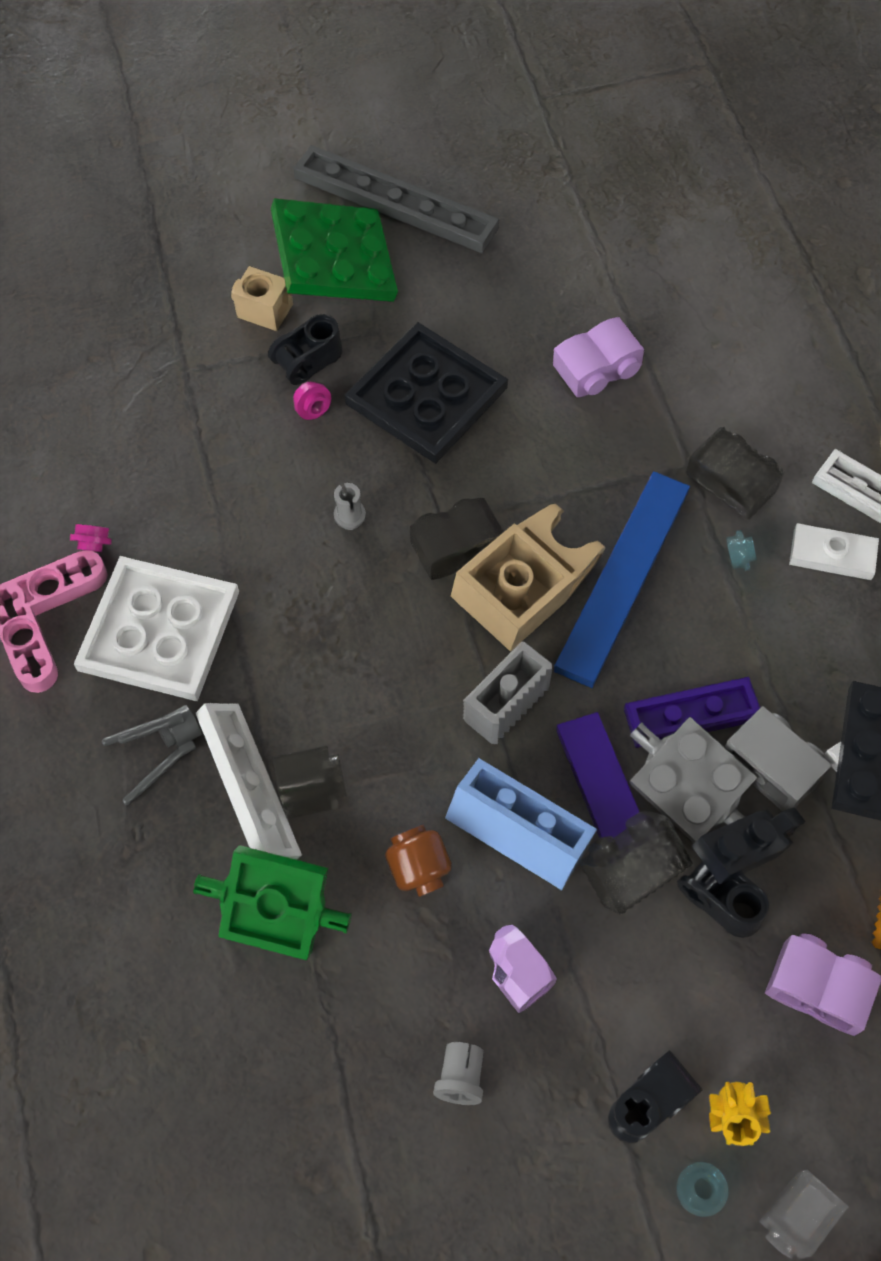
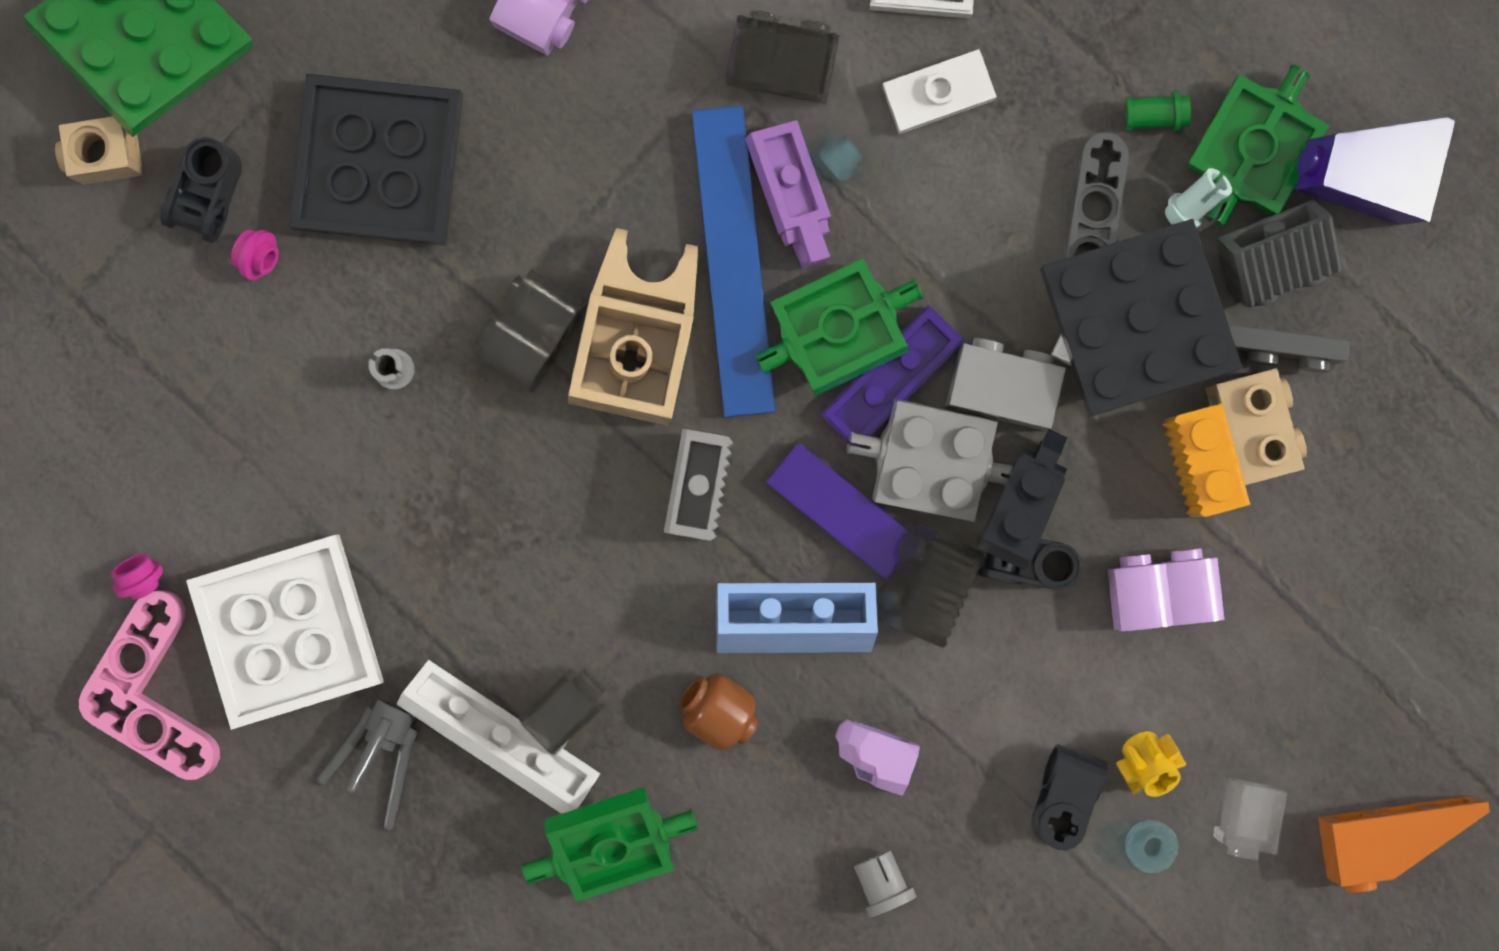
camera: 30 degrees left, 25 degrees up
(675, 651) = (839, 327): none -> green plate
(692, 552) = (792, 190): none -> medium lavender hinge

